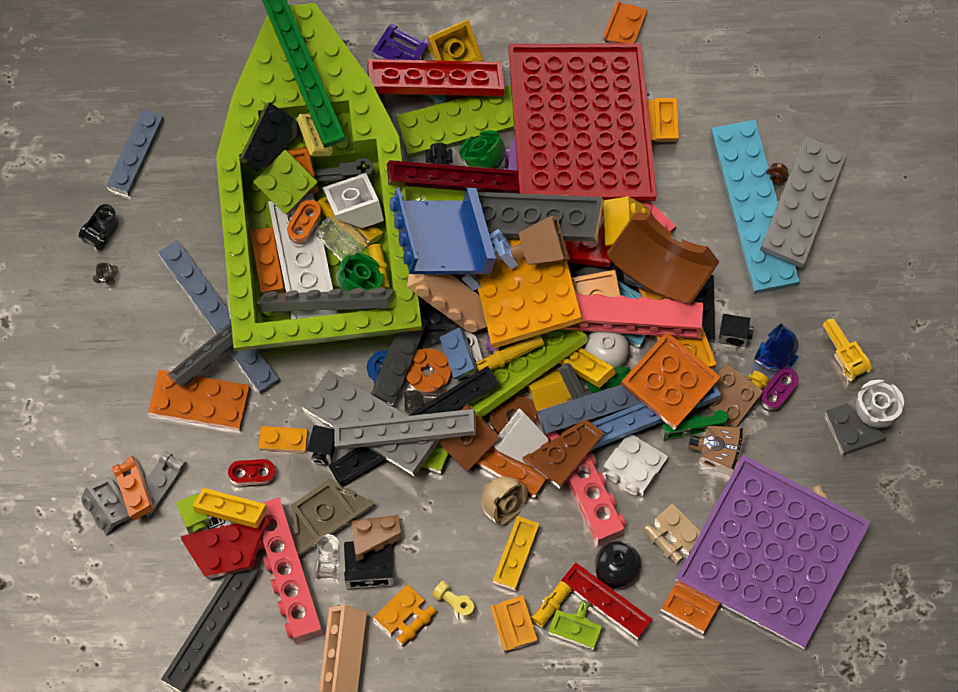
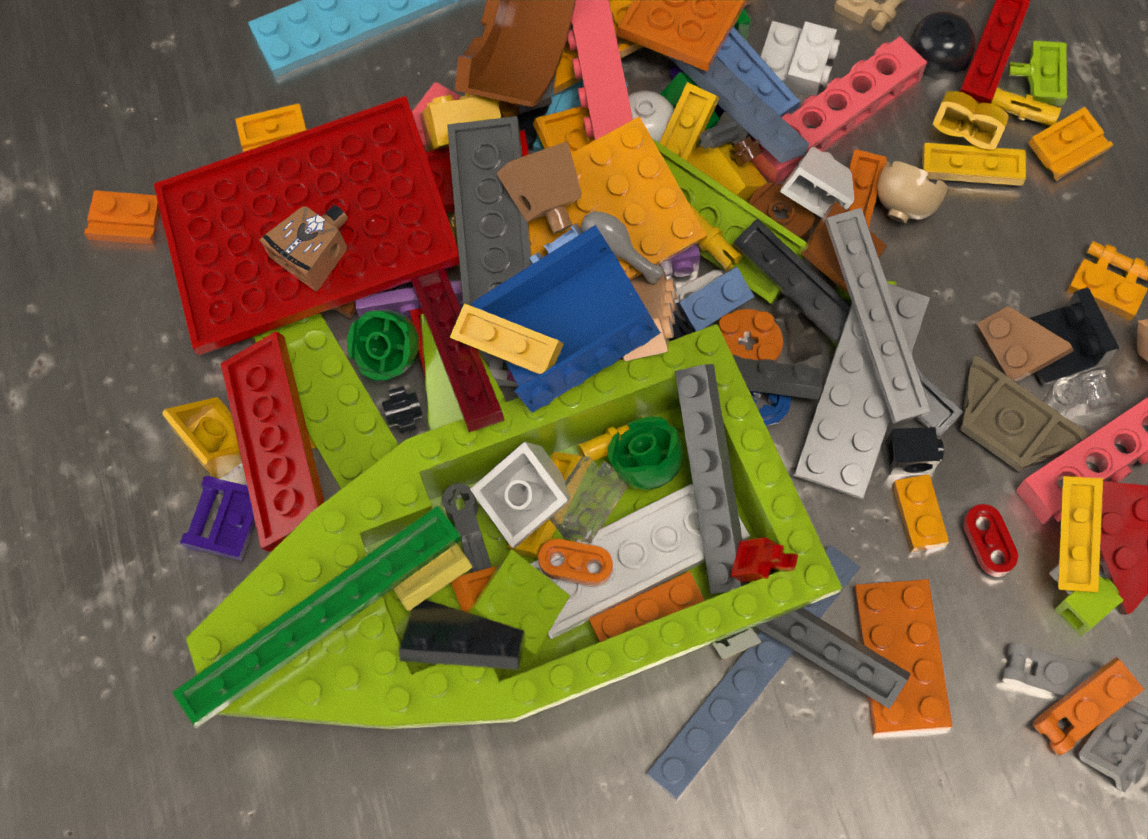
camera: 105 degrees left, 0 degrees up
(265, 309) = (758, 556): none -> red plate
(438, 196) = (506, 340): none -> yellow plate
(462, 605) = (1073, 211): light yellow leg -> none
(498, 281) = (621, 245): none -> light grey piece
(547, 557) = (978, 123): none -> yellow brick
(553, 113) = (308, 244): none -> medium nougat torso
(556, 396) = (746, 151): none -> reddish brown plate
(564, 454) = (826, 119): dark orange wing -> none

